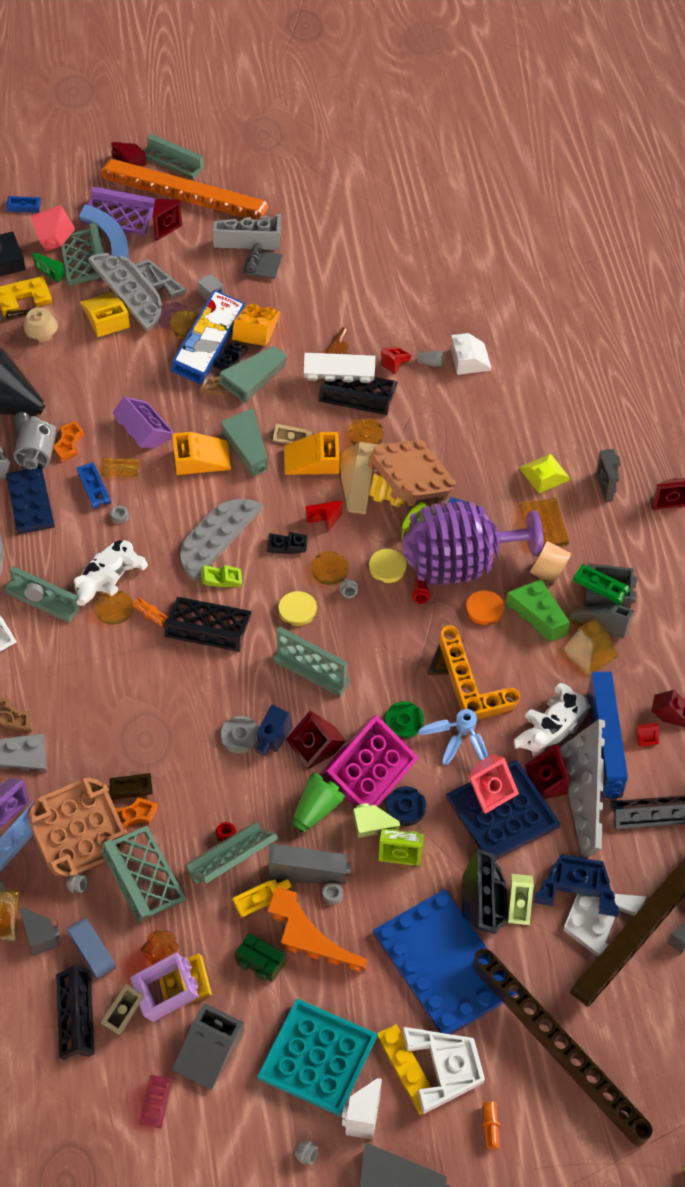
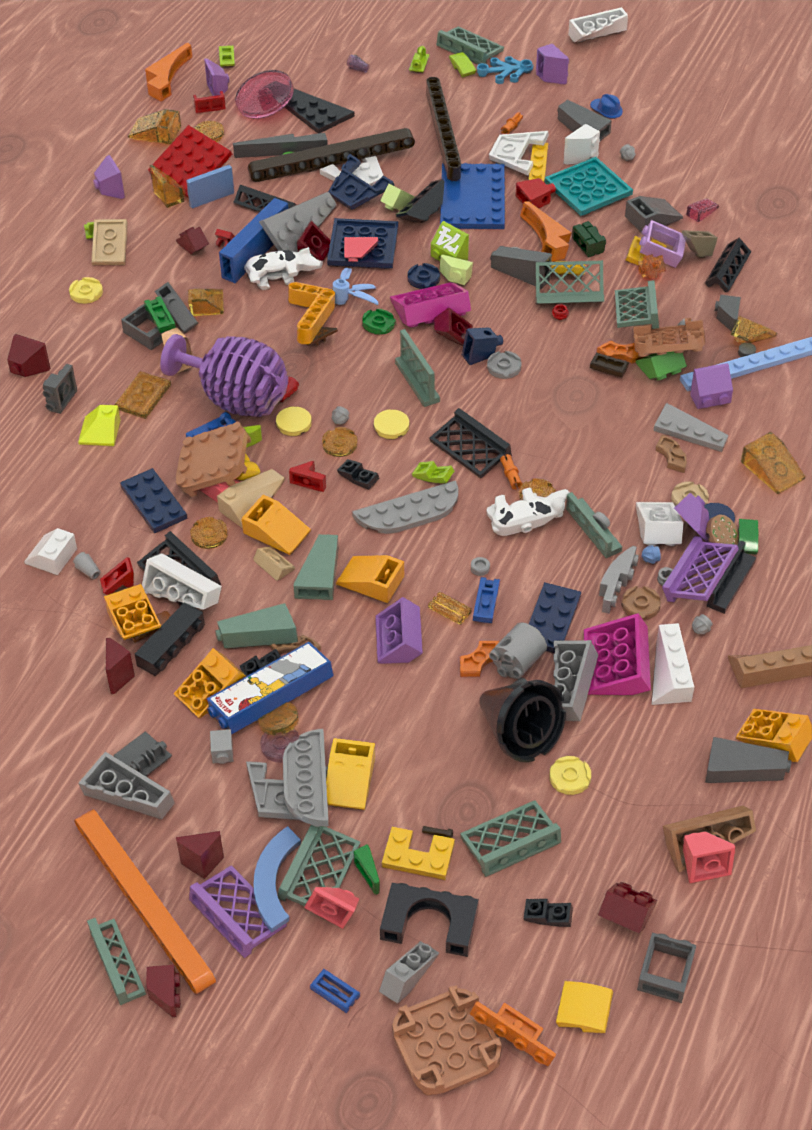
camera: 145 degrees left, 5 degrees down
(40, 324) = (426, 796): tan cone -> none
(91, 948) = (698, 289): sand blue beam -> none
(313, 331) = (169, 639): none -> black brick
(316, 802) = (486, 292): bright green cone -> none
(332, 294) = (118, 665): none -> dark red slope
(356, 334) = (131, 612): none -> light orange slope
(372, 999) = (535, 192): none -> red torso
(438, 435) = (153, 500): none -> dark blue plate
(540, 609) = (212, 328): bright green wedge -> none

